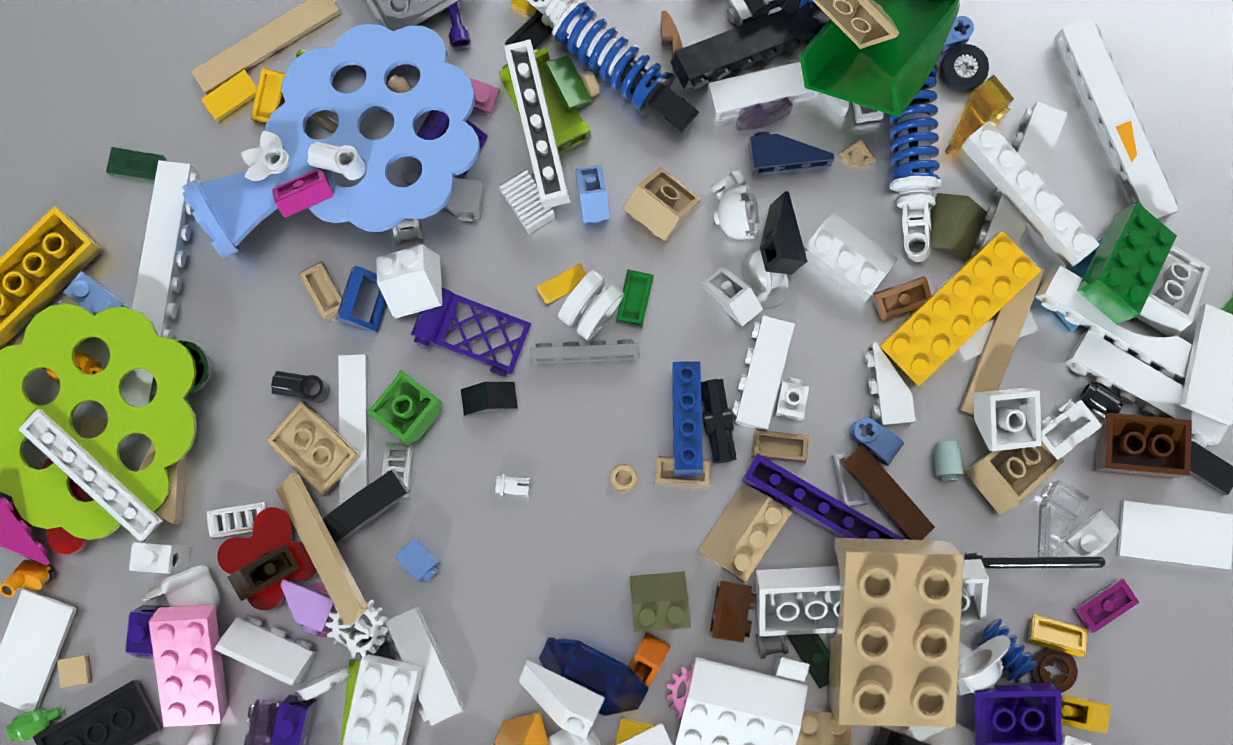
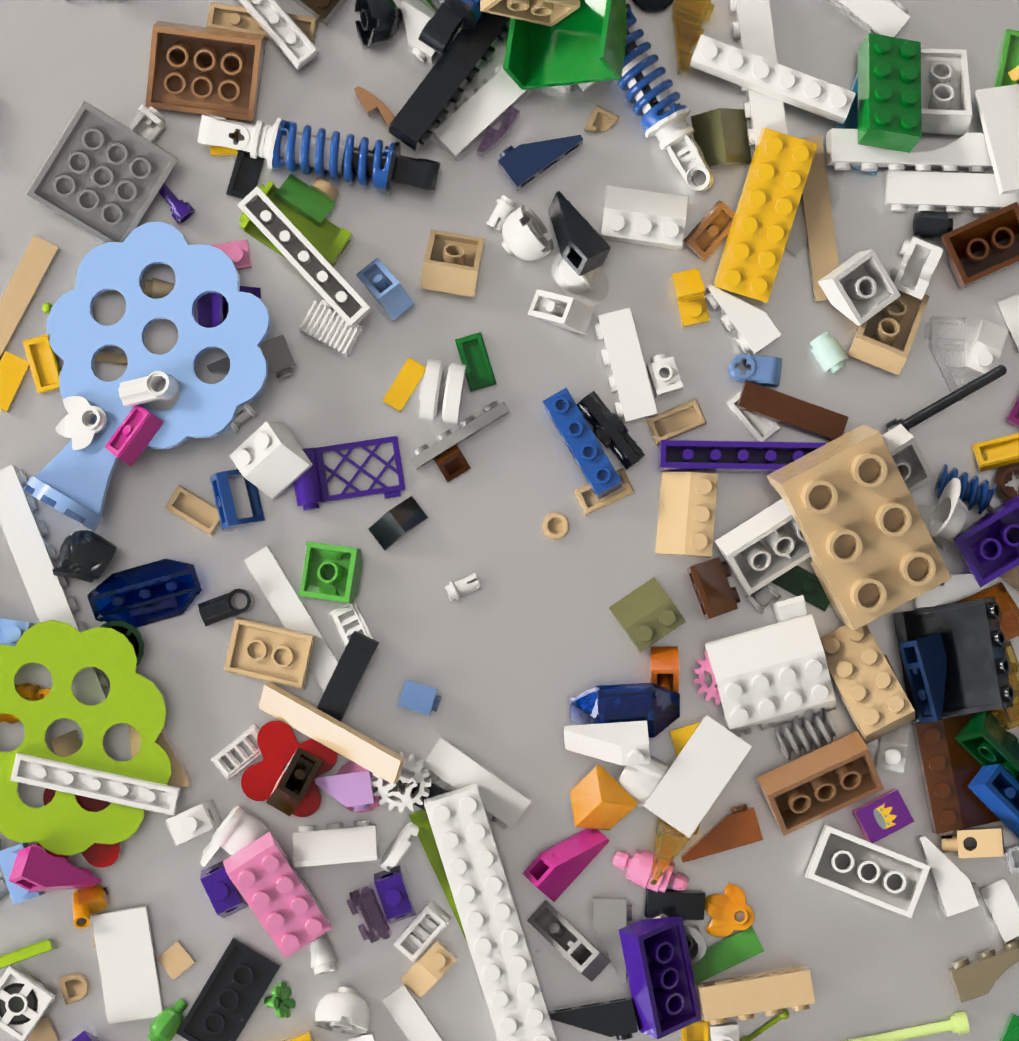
camera: 30 degrees left, 5 degrees up
(202, 273) = (84, 556): none -> black helmet
(236, 336) = (146, 593): none -> clear blue wedge
(564, 372) = (452, 463): none -> reddish brown plate
(852, 346) = (690, 297): none -> yellow slope

